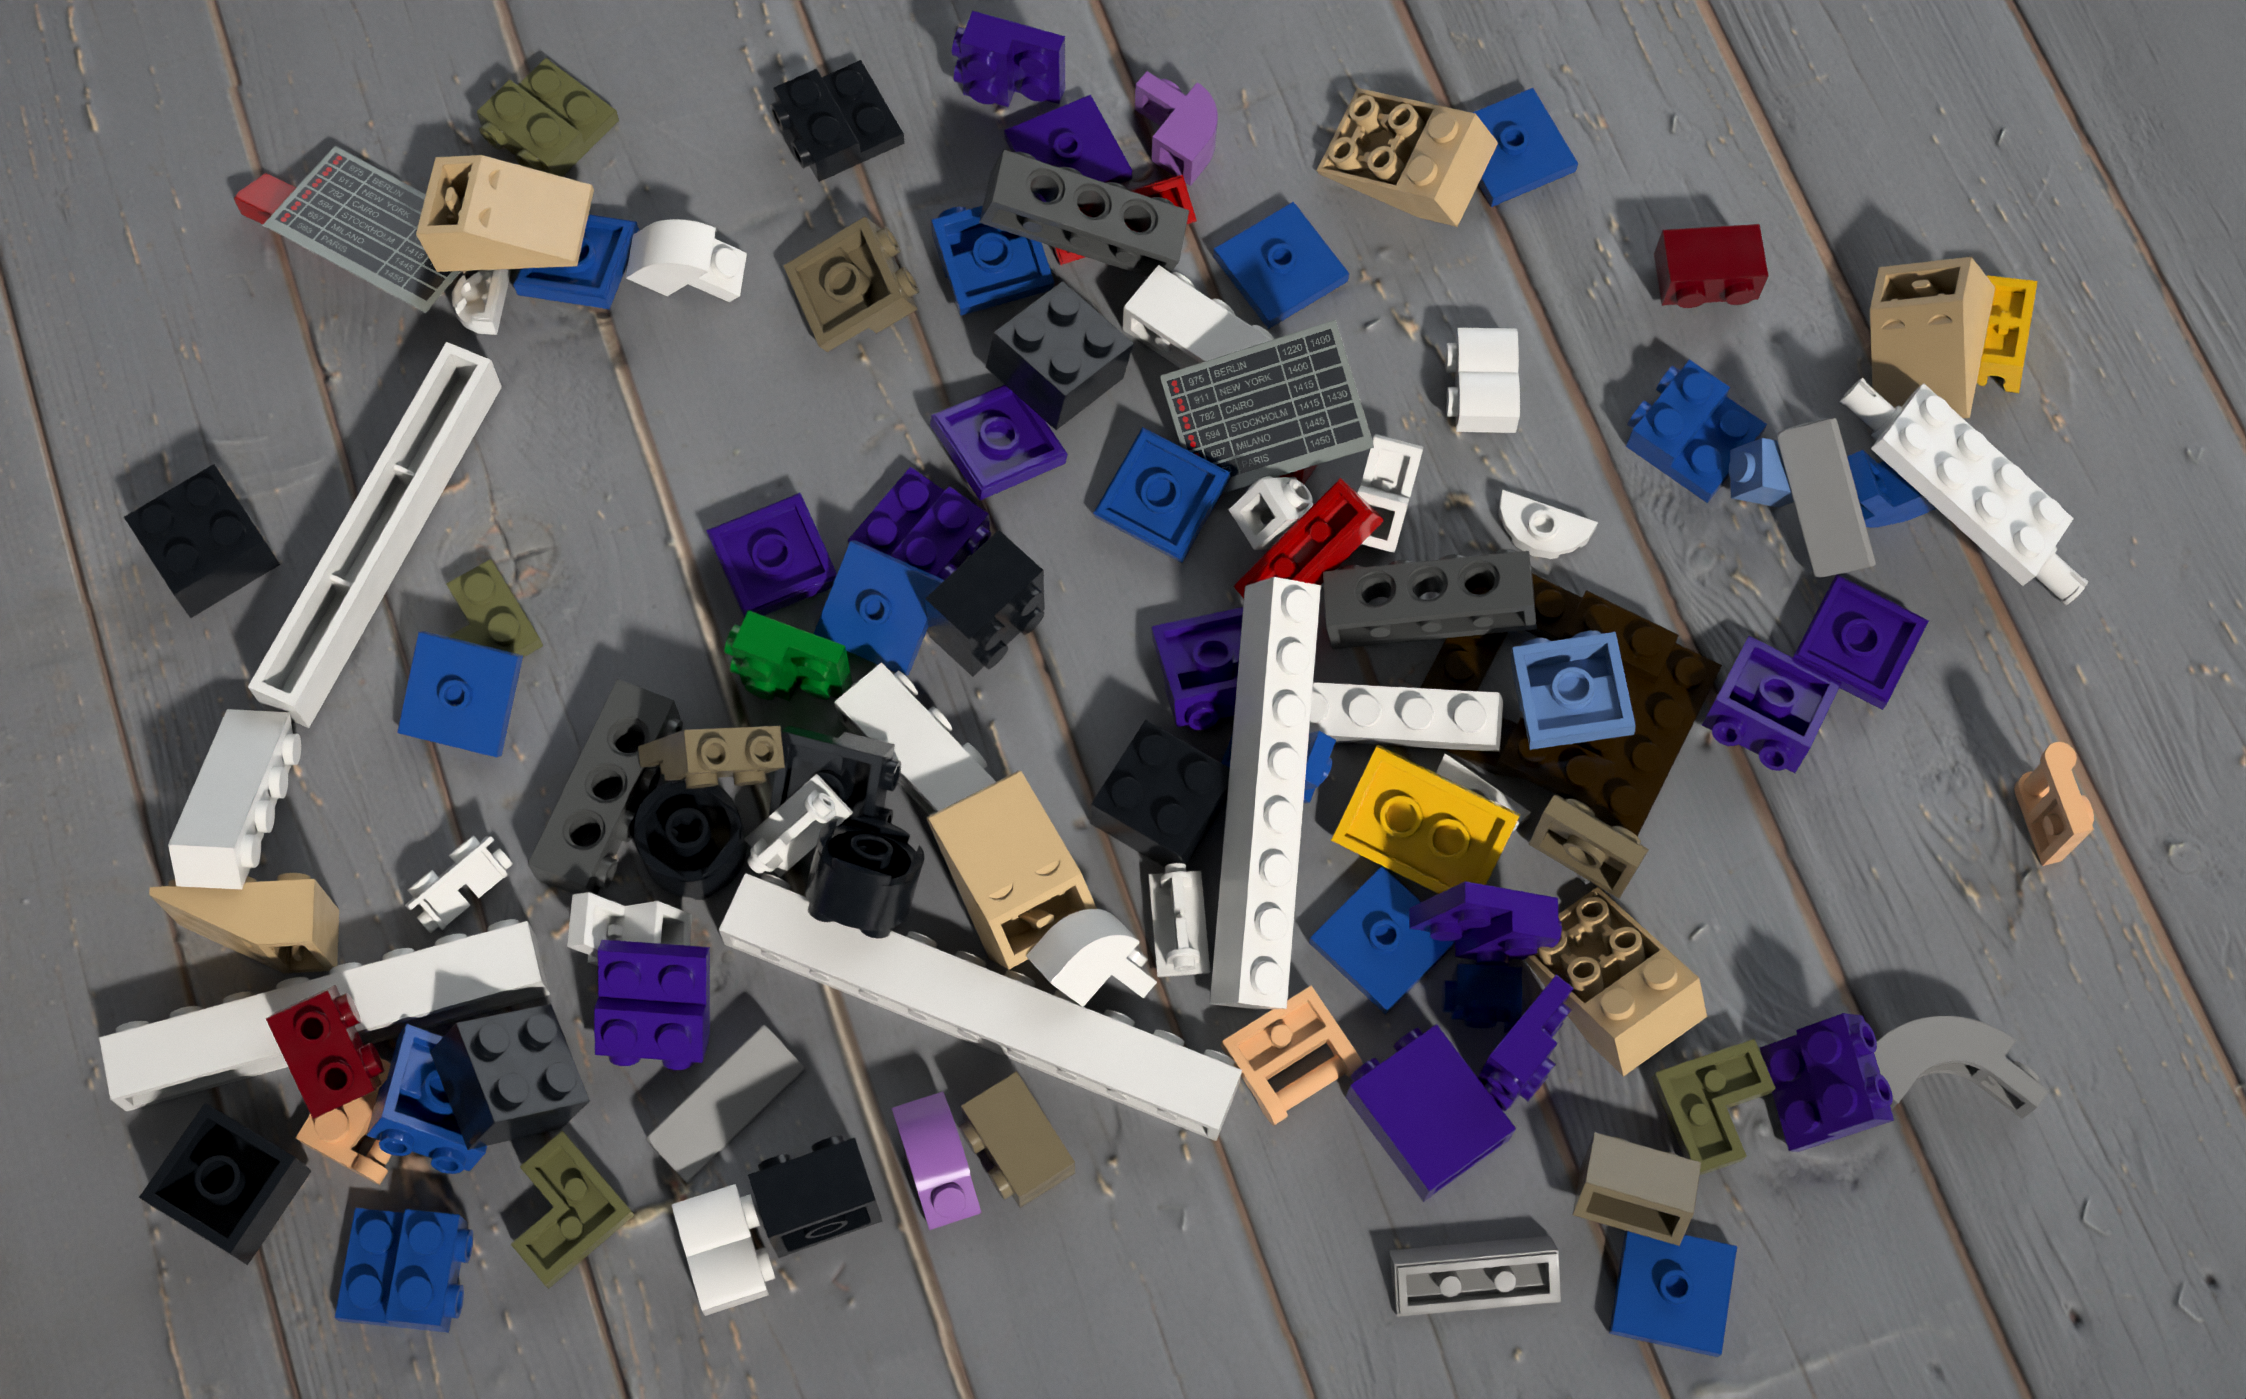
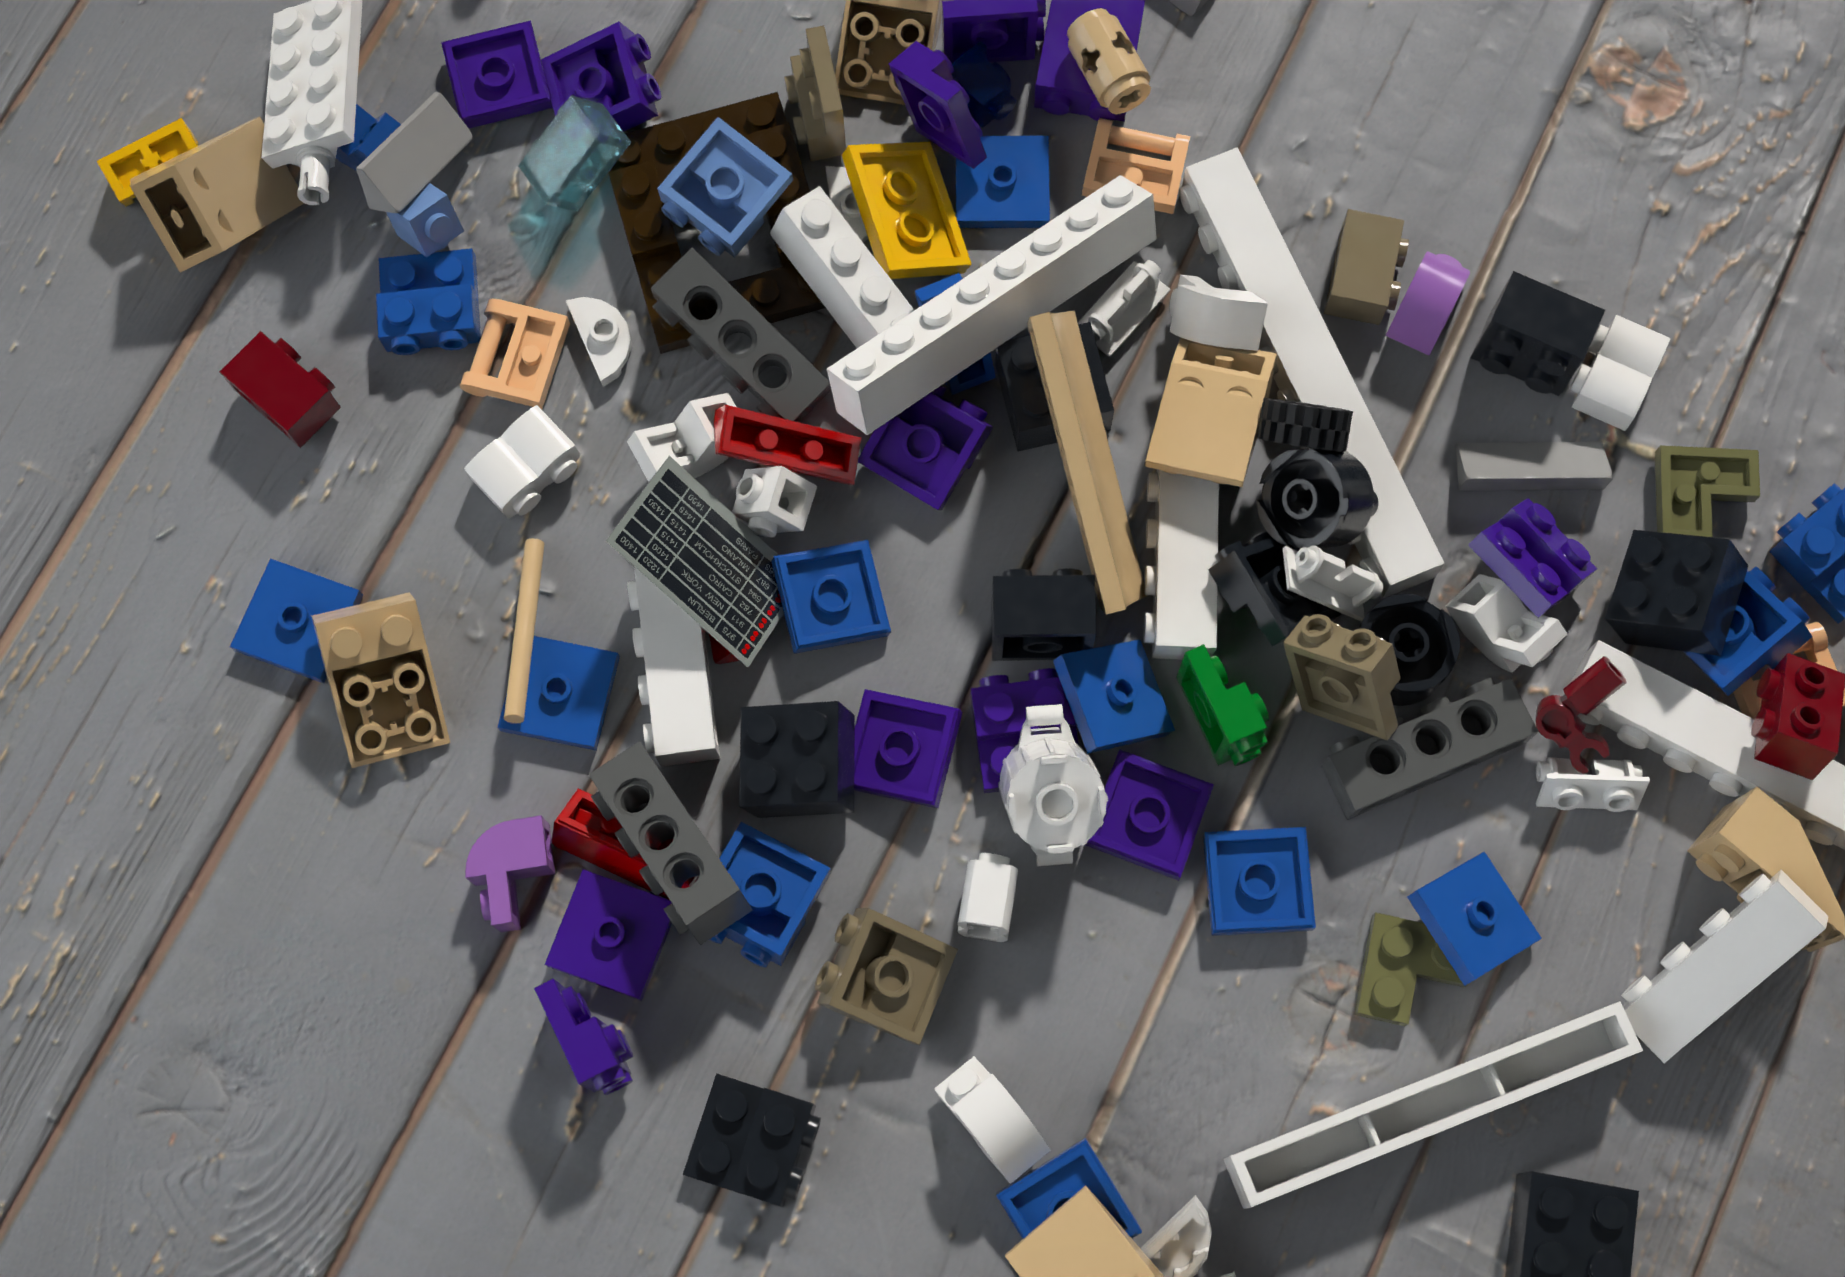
camera: 130 degrees left, 5 degrees up
(517, 897) = (1558, 715): none -> dark red bar
(647, 584) = (1259, 881): none -> blue plate
(825, 380) = (988, 898): none -> white brick
(851, 476) = (1051, 788): none -> white container
(902, 915) = (1304, 424): none -> black tyre
(1070, 725) = (1087, 459): none -> tan arch
(1348, 272) = (524, 631): none -> tan bar
(1417, 1096) = (1104, 47): none -> tan piece
(1574, 459) = (529, 357): none -> light nougat plate
(1717, 618) = (574, 153): none -> clear light blue brick

